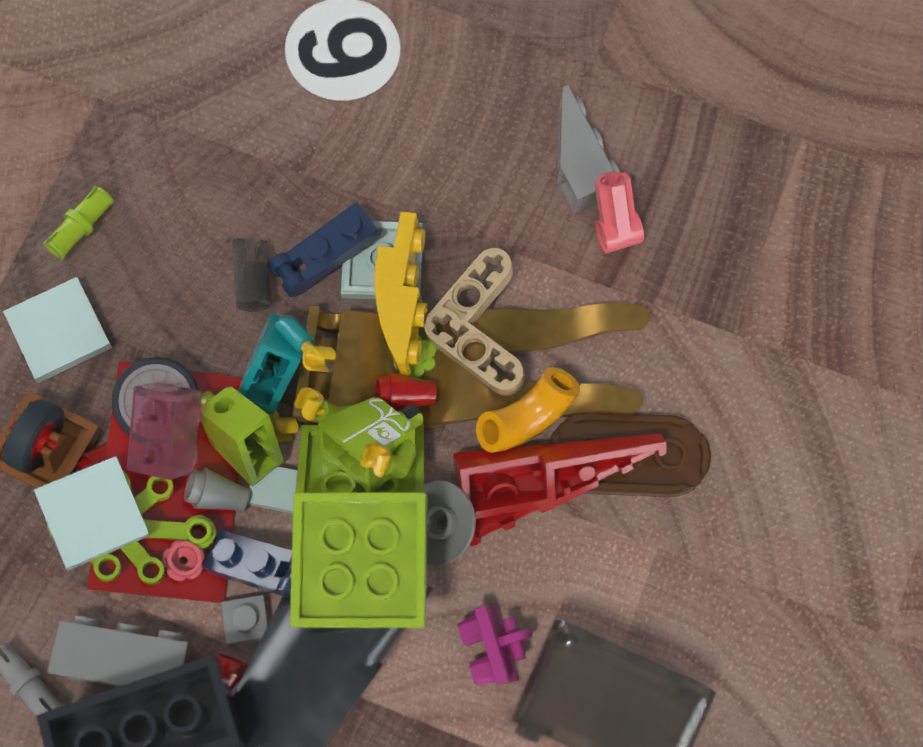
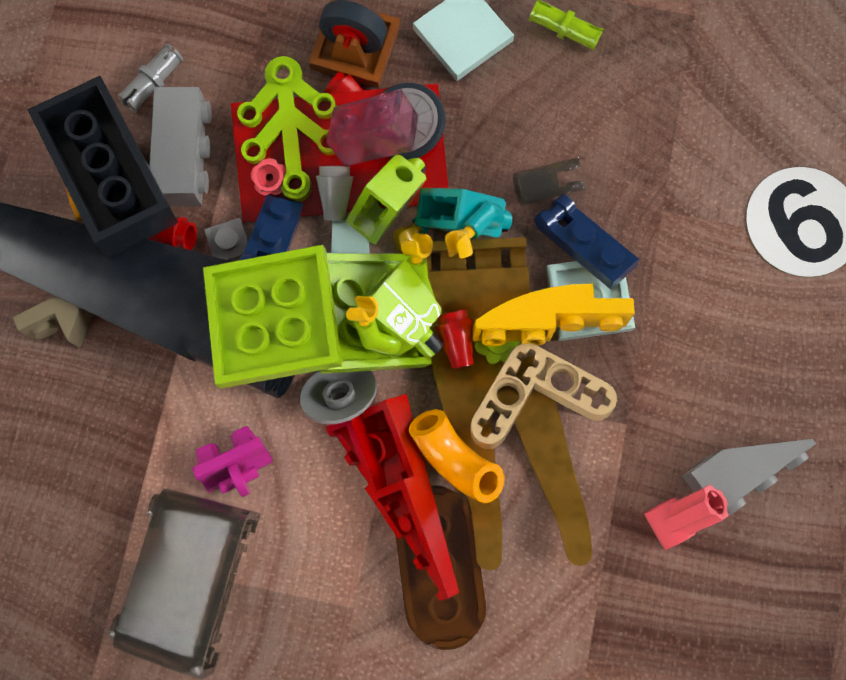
camera: 85 degrees right, 5 degrees up
(91, 513) = (290, 87): light aqua tile -> none

